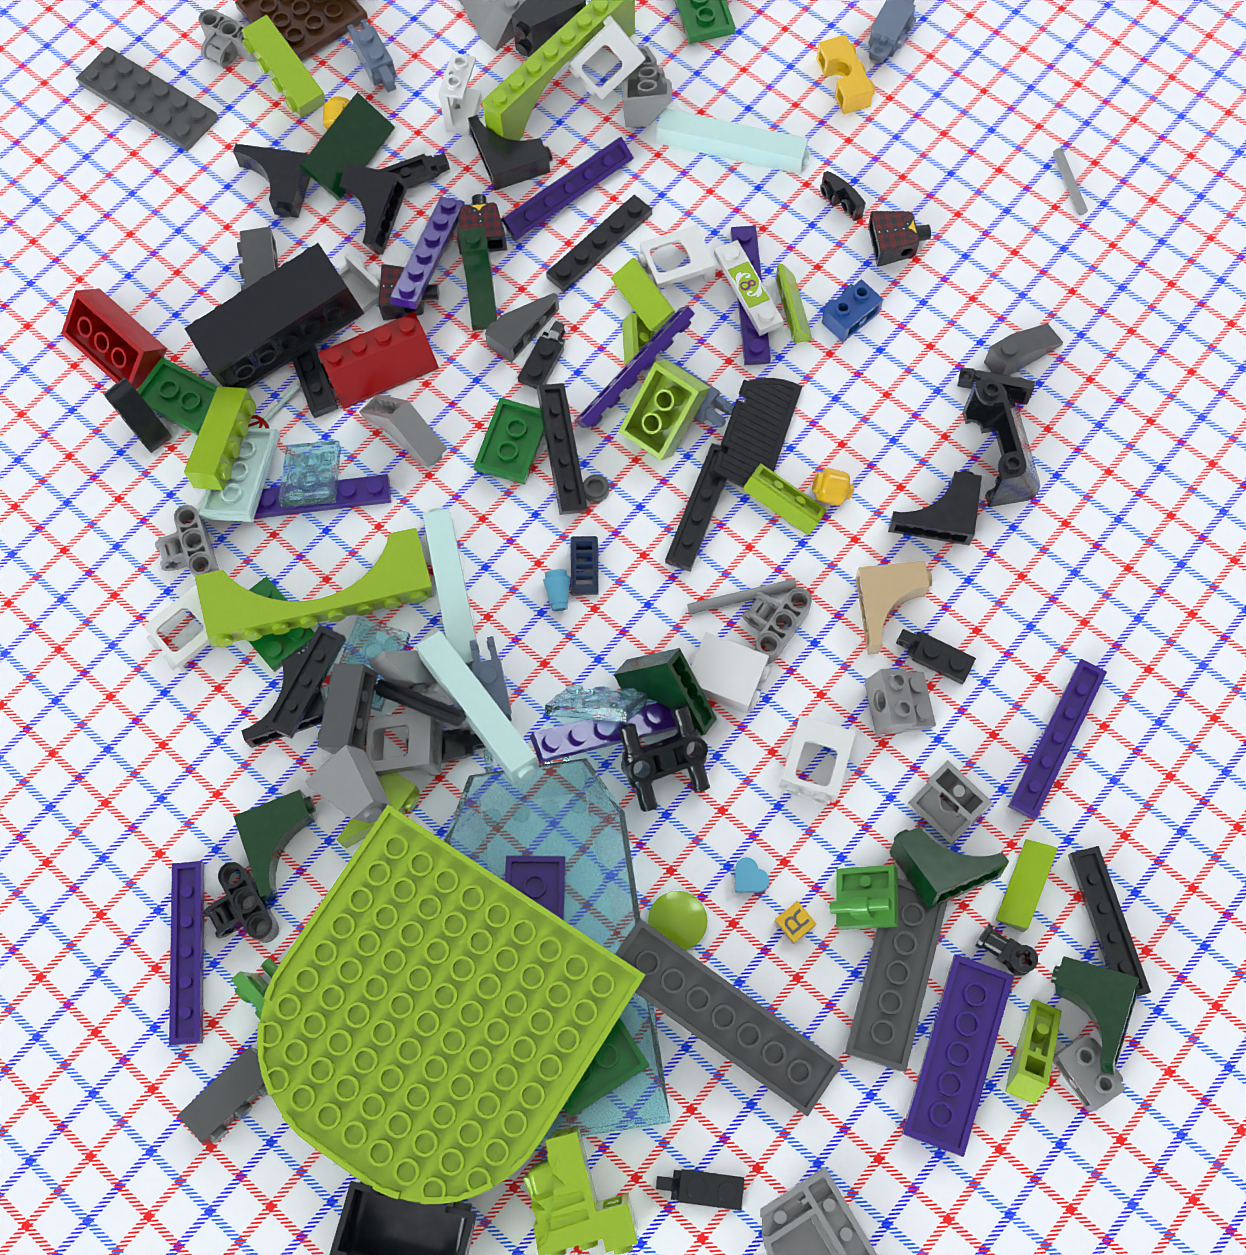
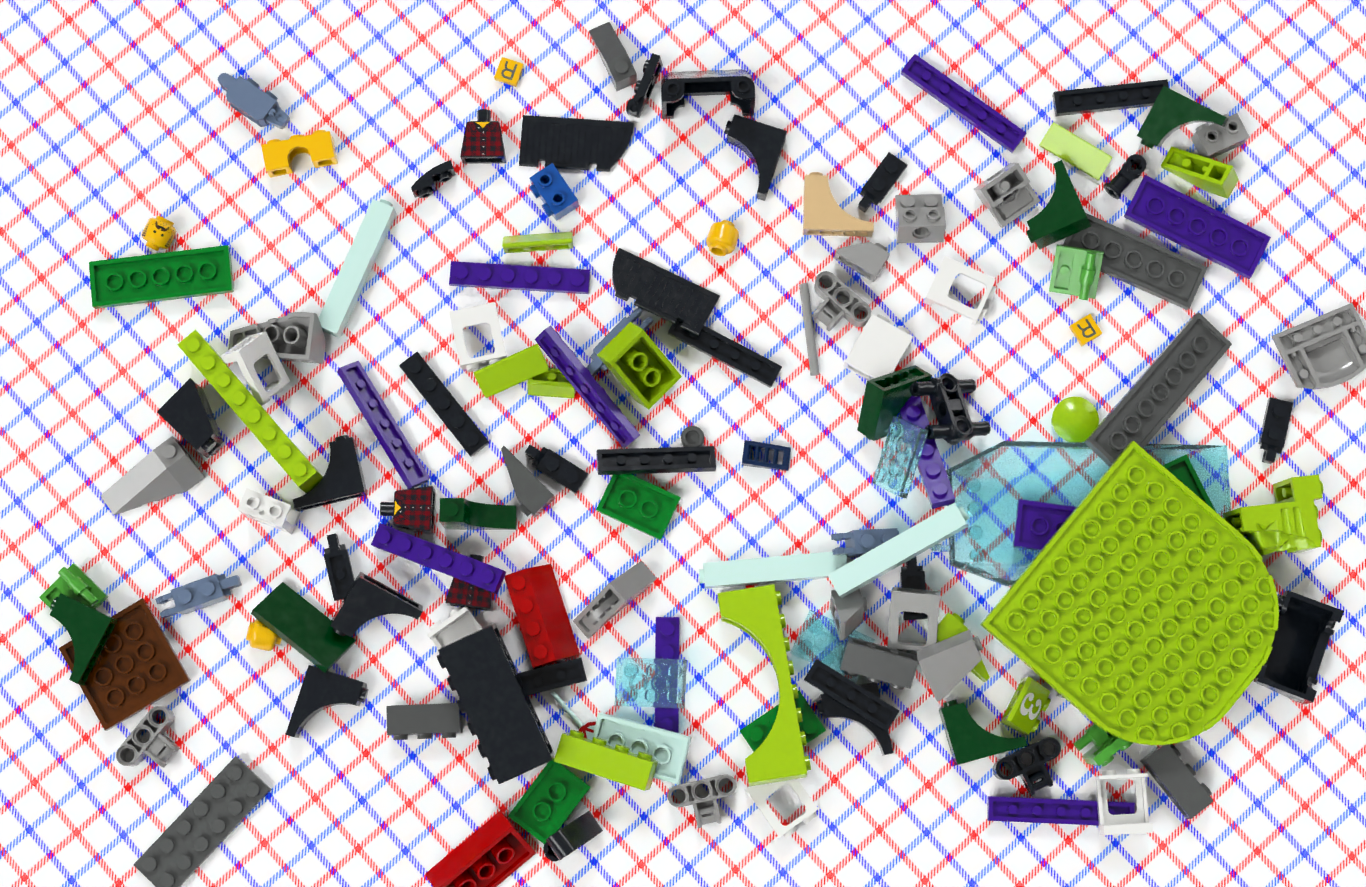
camera: 85 degrees left, 10 degrees up
(168, 1025) = (1123, 823): none -> white window
(283, 66) = (202, 682): lime brick -> none
(301, 888) = (1026, 706): none -> lime slope
(420, 702) = (884, 599): black axle -> none
(557, 588) = (784, 480): medium azure cone -> none
(748, 287) = (520, 276): white plate -> none
(750, 878) = (1047, 359): medium azure tile -> none
(784, 499) = (727, 279): lime slope -> none
(837, 645) = (864, 258): none -> light grey slope
(914, 327) = (573, 142): none -> black piece
(980, 252) = (509, 71): none -> yellow tile

